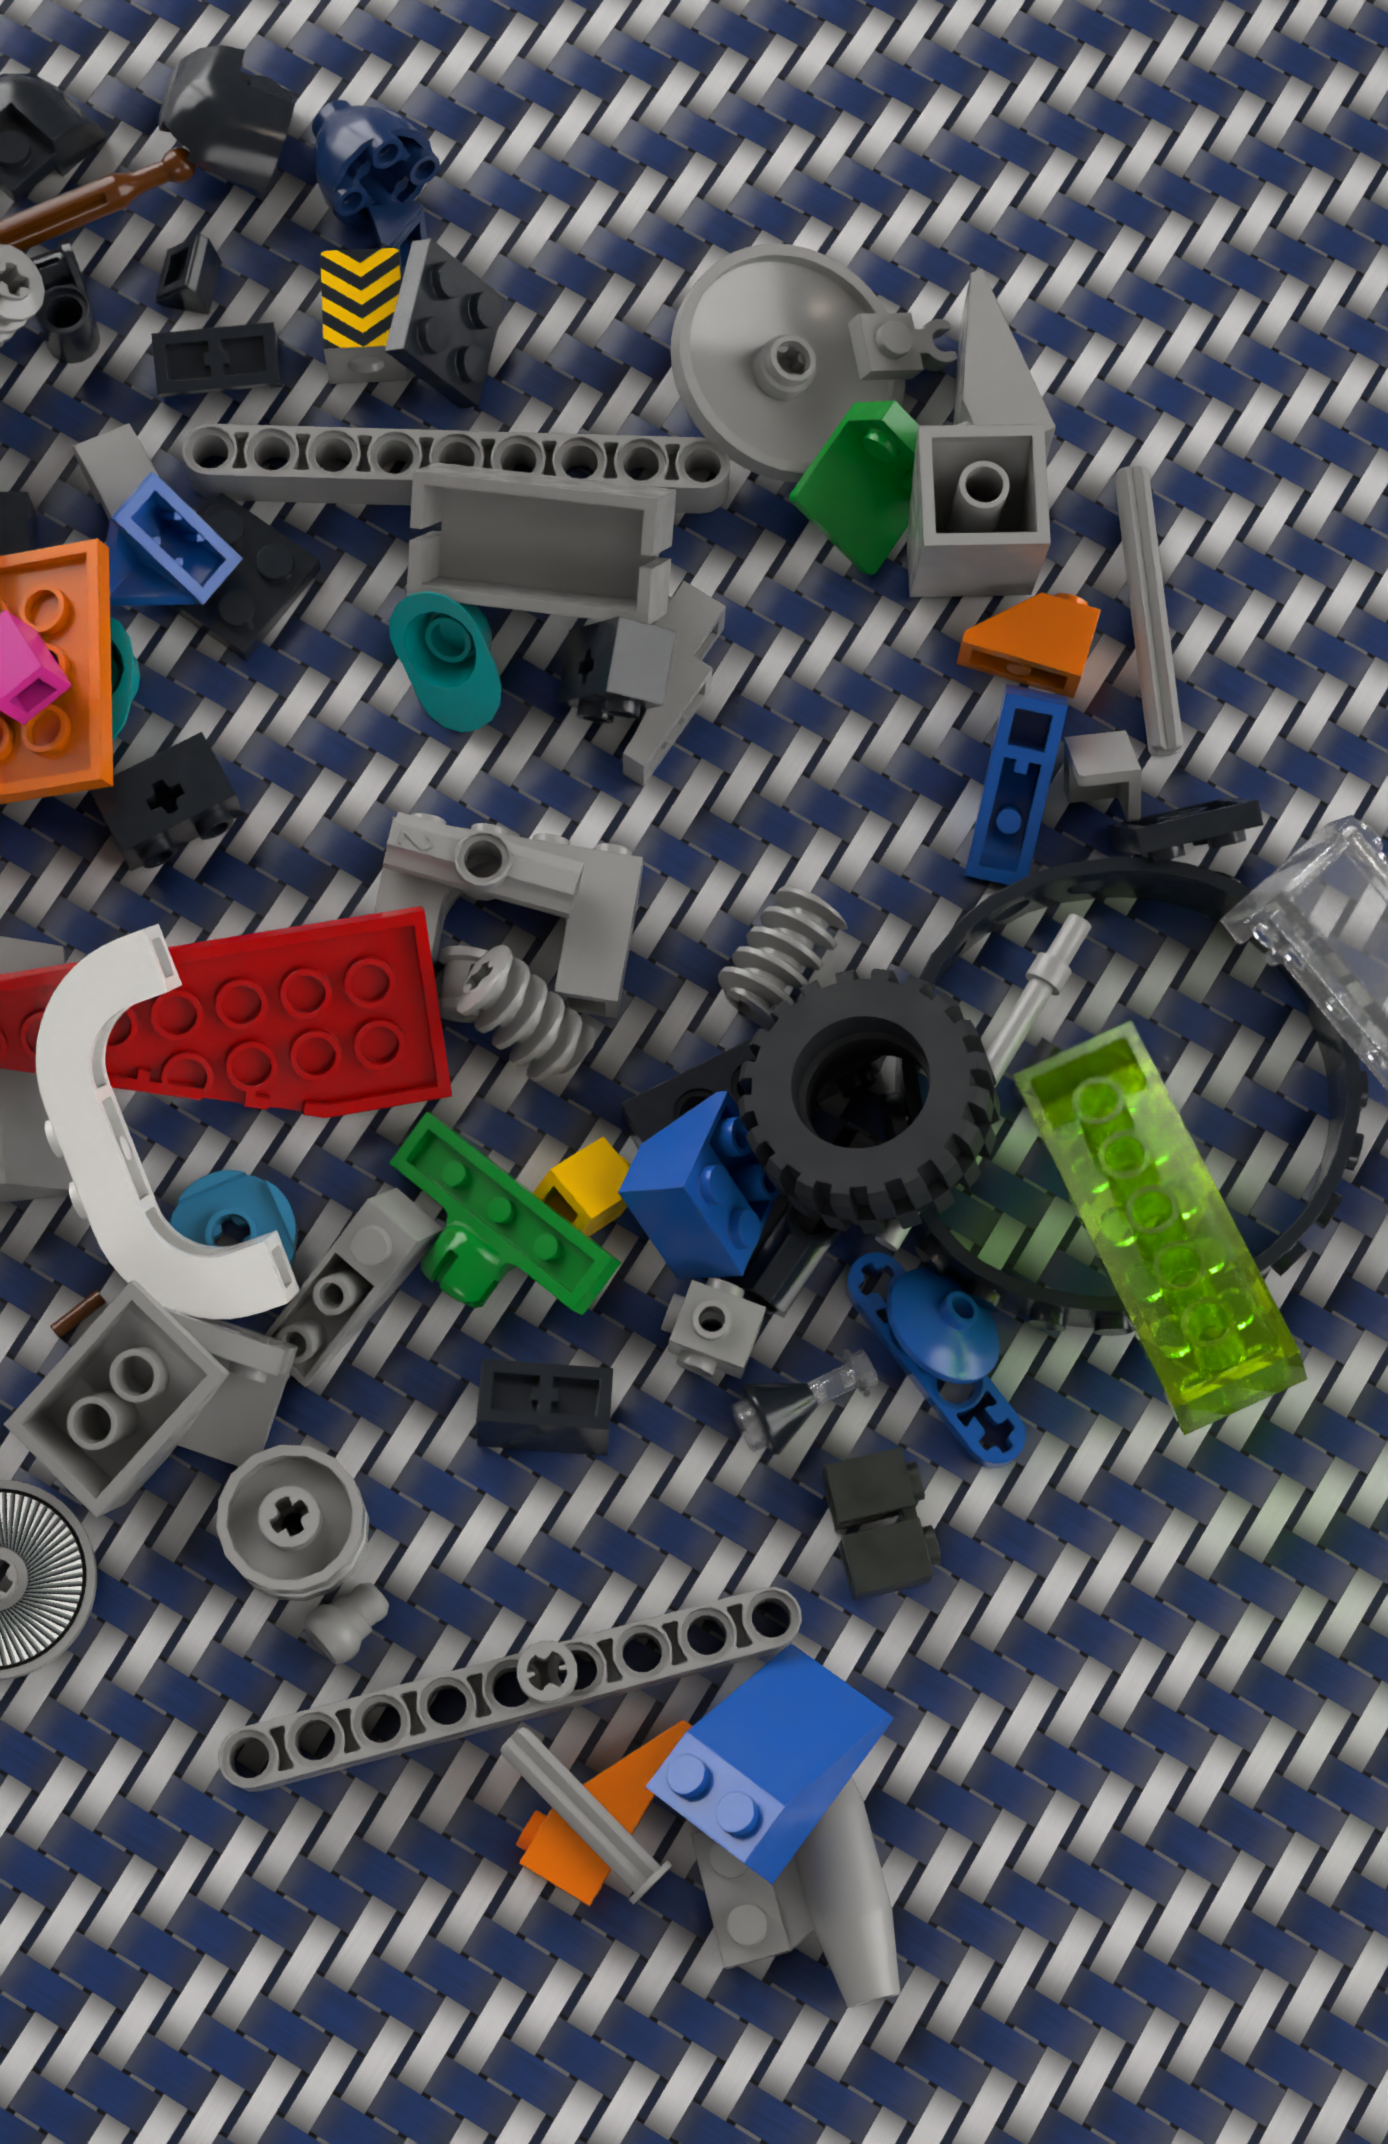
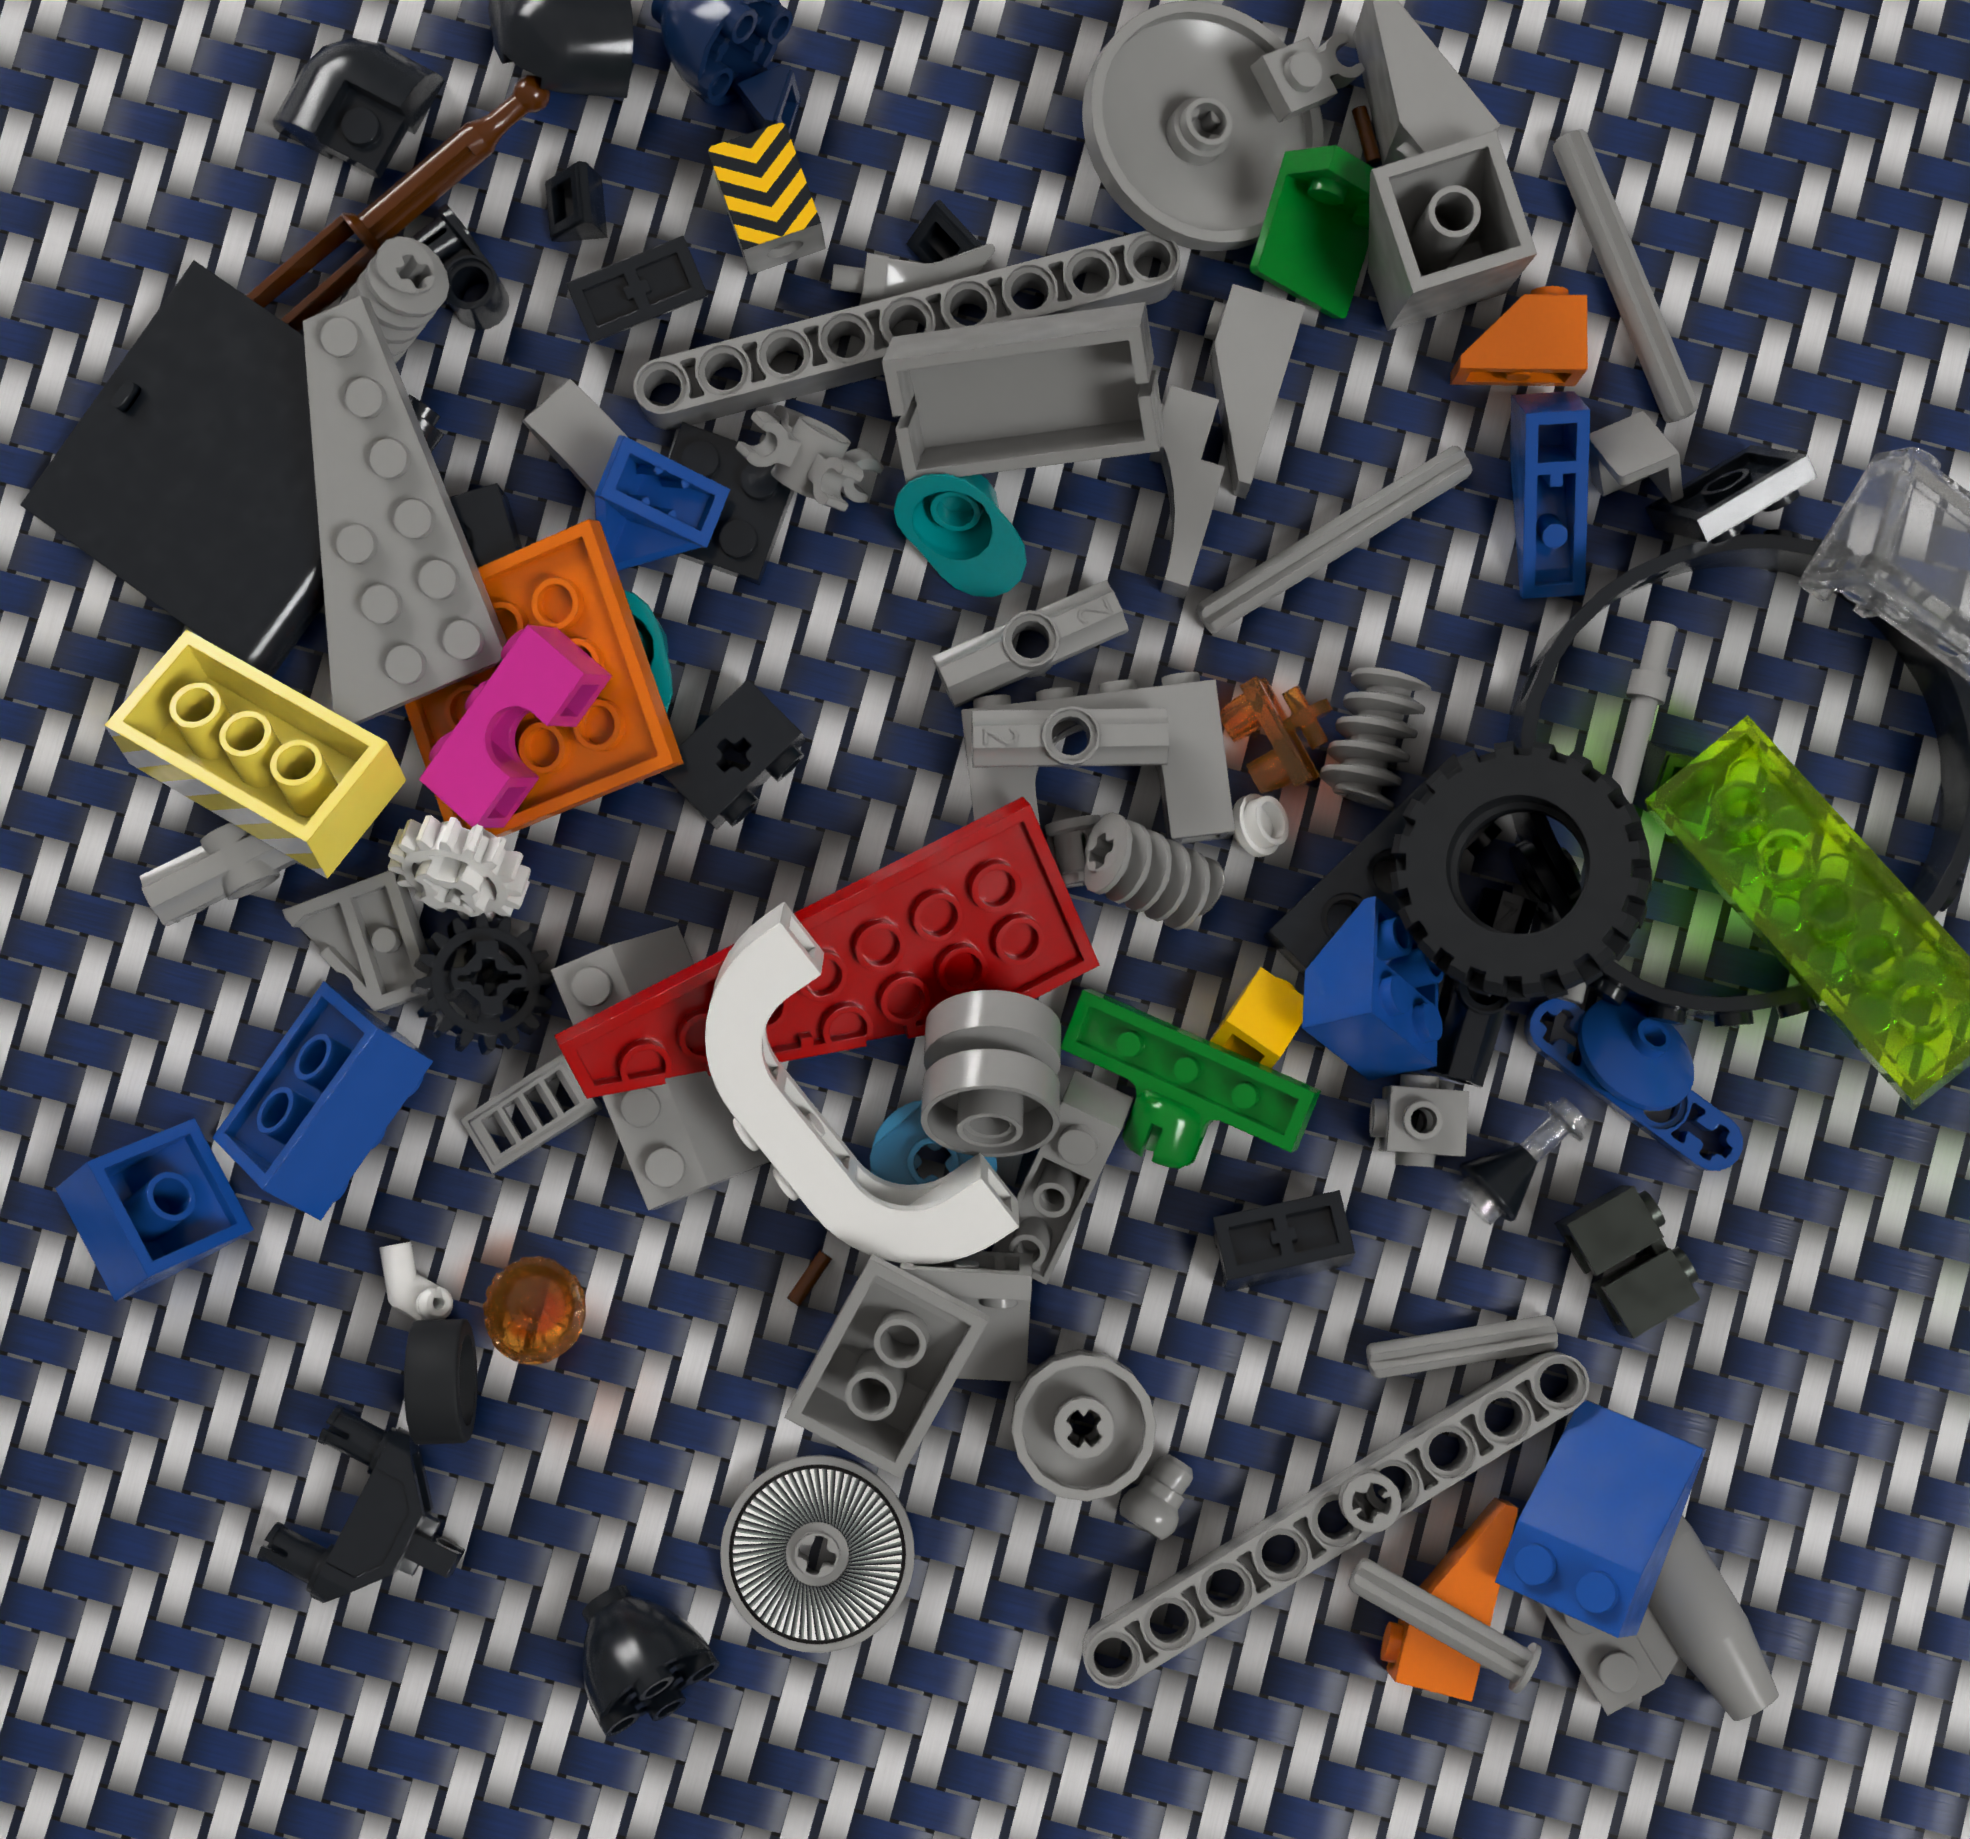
camera: 10 degrees left, 10 degrees up
(309, 1155) = (991, 1073): none -> light grey wheel
(325, 550) = (810, 457): none -> light grey pin
(444, 324) = (851, 184): black plate -> none
(453, 413) = (891, 277): none -> light grey bar
(518, 402) = (941, 236): none -> black slope
(521, 773) = (1067, 625): none -> light grey piece
(615, 669) = (1134, 499): black brick -> none
(646, 1008) = (1260, 824): none -> white plate
(681, 903) = (1261, 709): none -> clear orange hips
(690, 1563) = (1462, 1346): none -> light grey axle
(773, 580) = (1248, 367): none -> light grey slope
(800, 770) = (1334, 539): none -> light grey axle
(943, 408) = (1366, 134): none -> reddish brown piece

